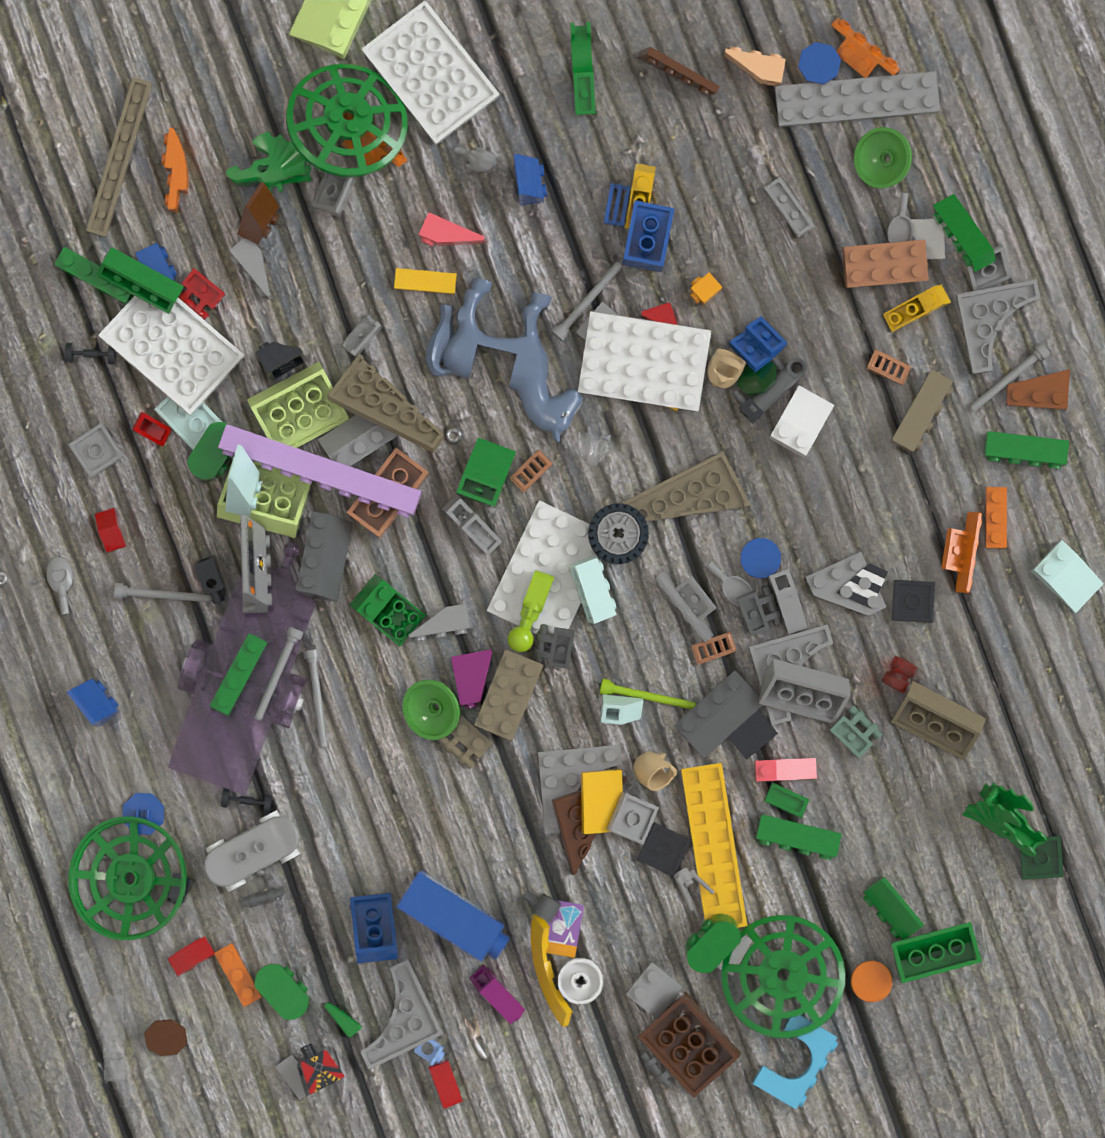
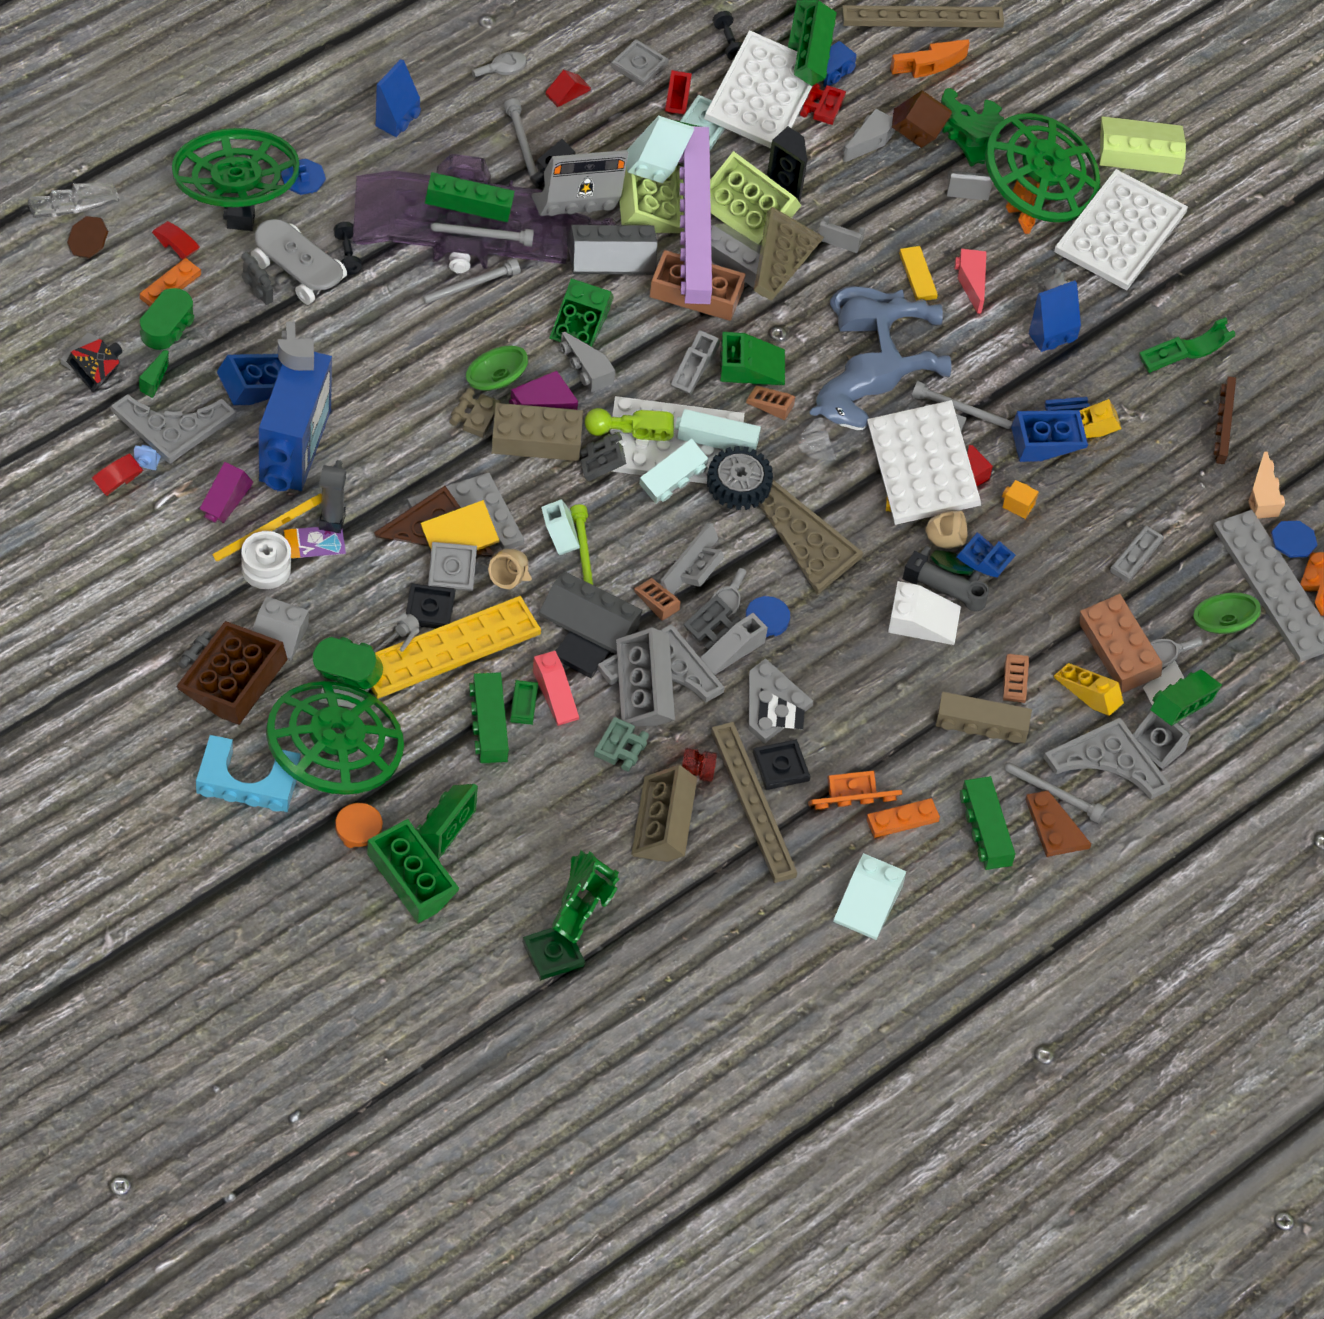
camera: 65 degrees right, 30 degrees down
(413, 908) = (295, 353): none -> light grey brick
(563, 535) = (716, 431): none -> light aqua brick
(945, 639) = (754, 802): none -> dark tan plate

